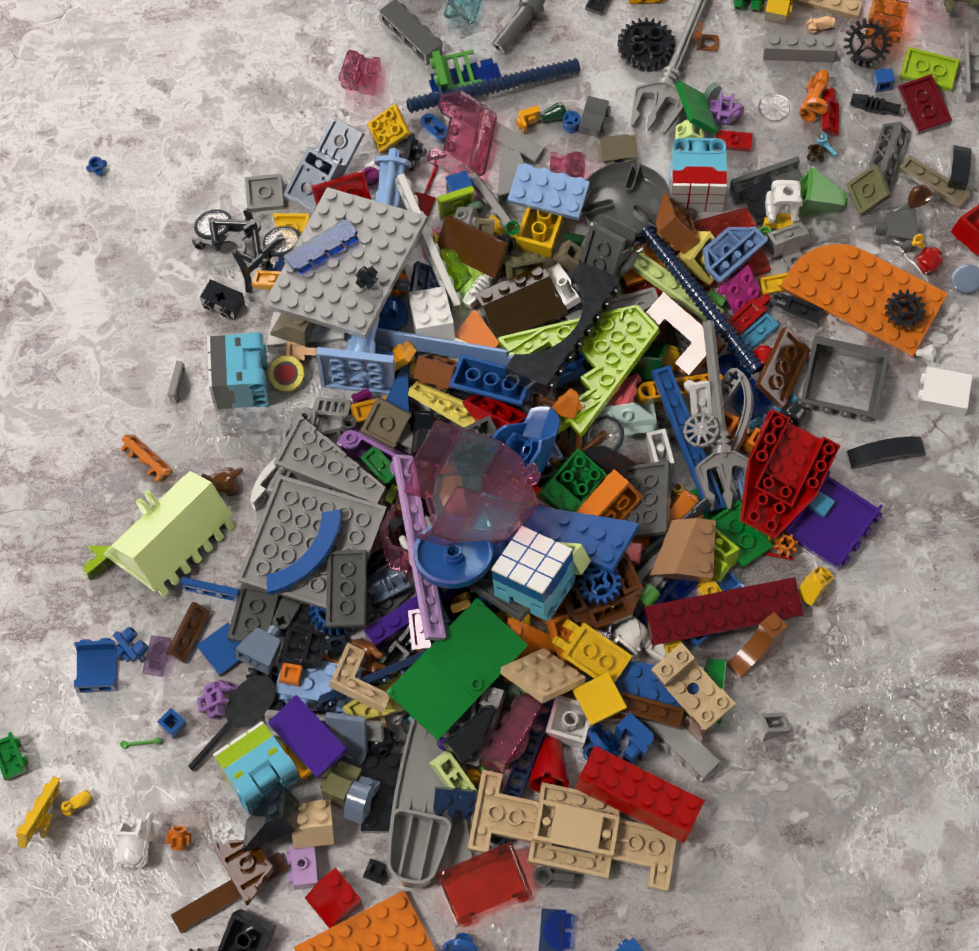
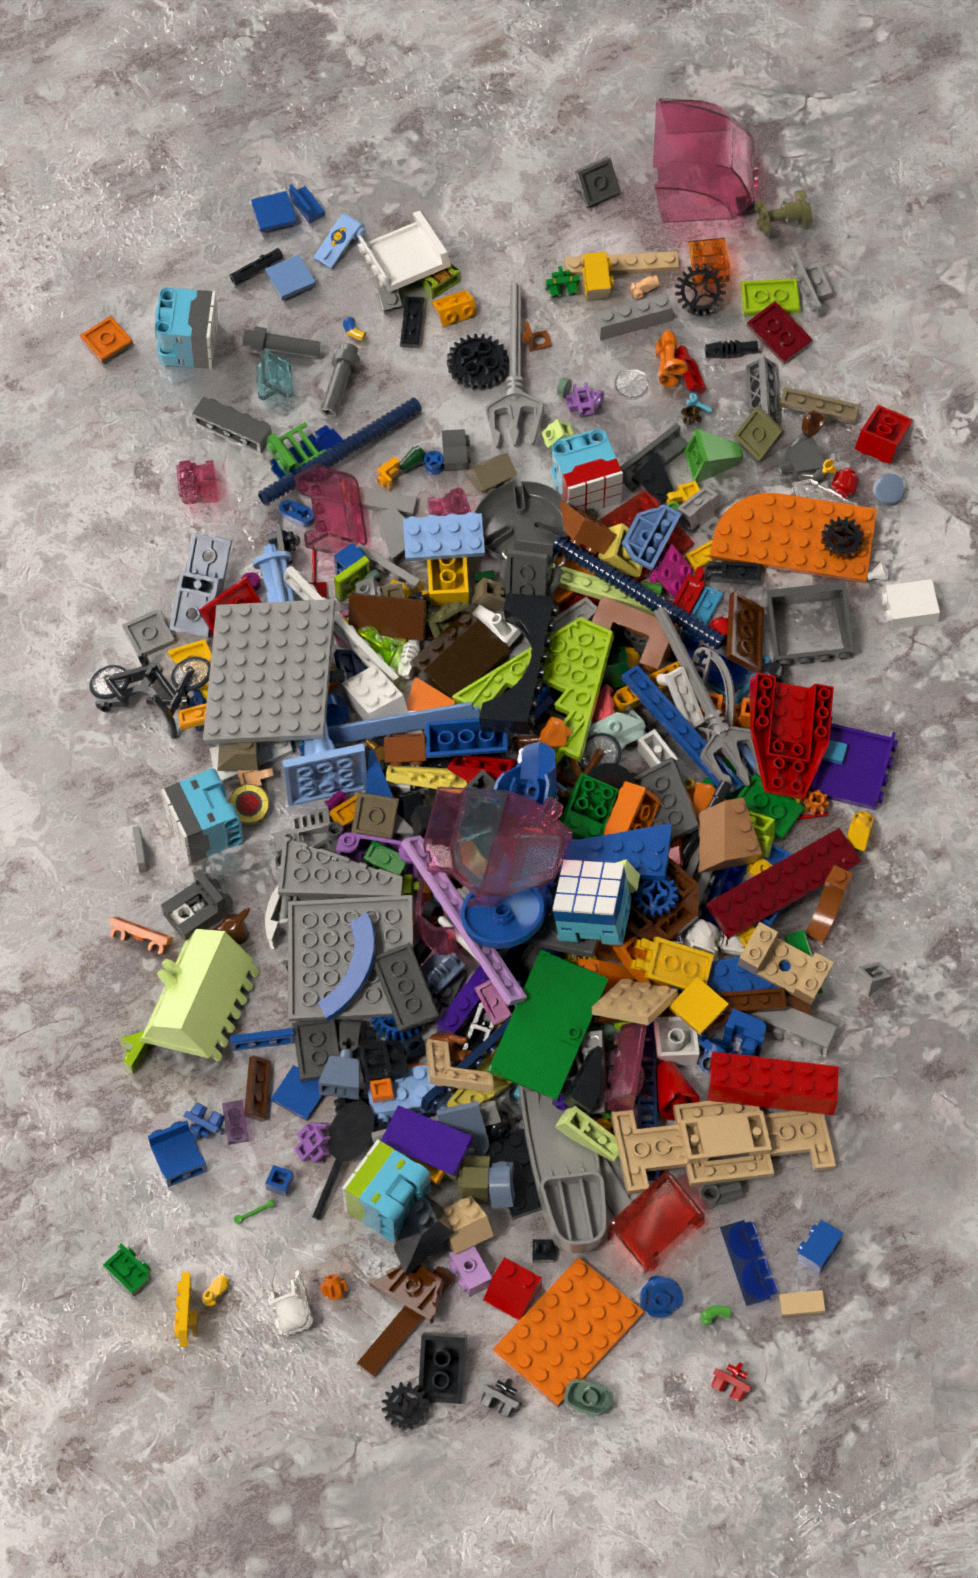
camera: 20 degrees left, 5 degrees down
(199, 444) = (192, 900): none -> dark grey brick
(222, 299) = (143, 747): black brick -> none
(317, 247) = (236, 664): clear blue windscreen -> none
(366, 277) = (301, 677): black gear -> none
(388, 128) = (251, 528): yellow tile -> none
(403, 354) = (368, 739): light orange plate -> none
(454, 800) = (595, 1152): dark blue plate -> none
(461, 602) = (522, 962): pearl gold tile -> none
(514, 231) = (425, 587): green hinge -> none
(648, 596) = (706, 894): bright green piece -> none
(696, 107) = (556, 407): green tile -> none
(701, 430) = (692, 717): light grey wheel -> none
(736, 140) = (612, 426): red plate -> none
(776, 197) = (673, 468): white piece -> none
(883, 80) = (729, 322): blue plate -> none
(884, 450) = (875, 679): black slope -> none
(959, 168) = (839, 384): black slope -> none

